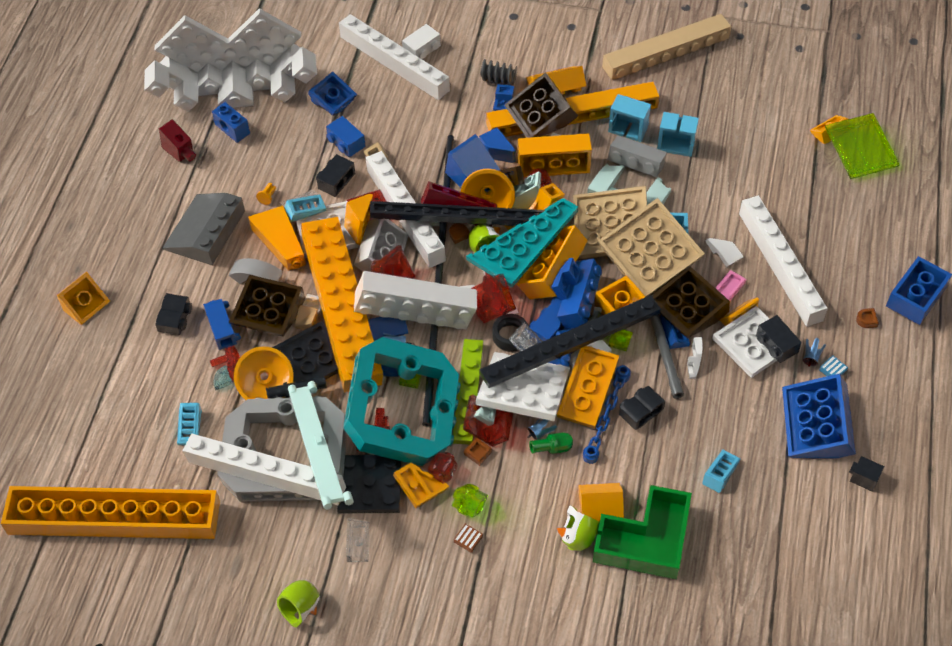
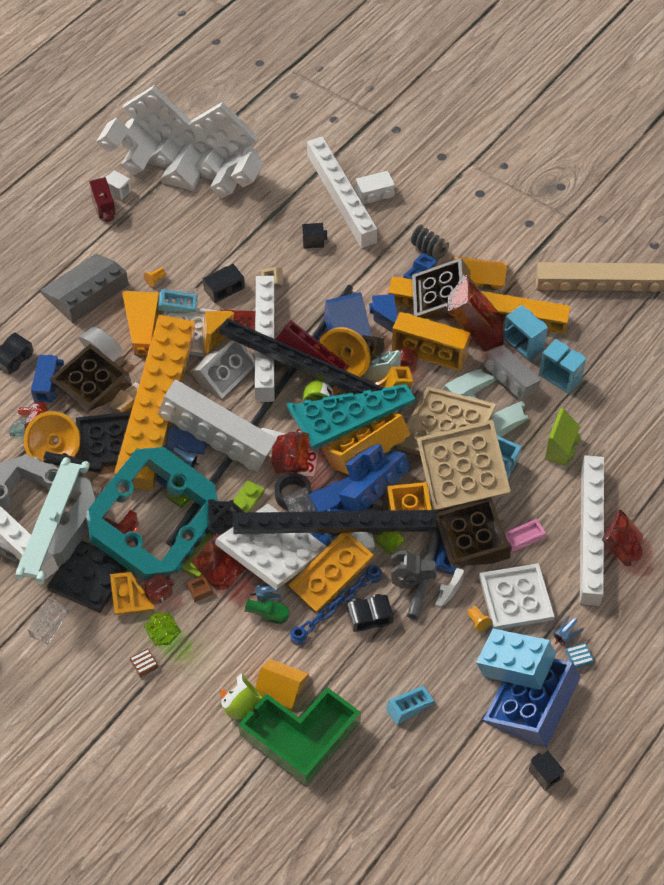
camera: 25 degrees right, 0 degrees up
(184, 120) = (119, 185): none -> white brick
(231, 122) = (161, 199): blue brick -> none
(332, 94) = (264, 206): blue slope -> none
(345, 136) = (253, 250): blue brick -> none
(392, 104) = (314, 235): none -> black brick
(393, 264) = (220, 388): clear red slope -> none
(458, 232) = (301, 380): dark orange tile -> none
(466, 379) = (221, 516): none -> black slope
(486, 415) = (220, 557): light aqua tile -> none
(584, 117) = (476, 314): none -> clear red slope
(656, 354) = (411, 569): none -> dark grey hinge
(713, 195) = (562, 439): none -> lime slope
(725, 249) = (543, 498): white slope -> none
(734, 373) = (481, 622): none -> light orange piece
(739, 311) = (522, 561): light orange slope -> none
(778, 339) = (536, 603): black brick -> none
(790, 391) = (516, 658): none -> medium azure brick
(814, 256) = (624, 539): none -> clear red slope
(867, 318) = (644, 621): dark orange tile -> none

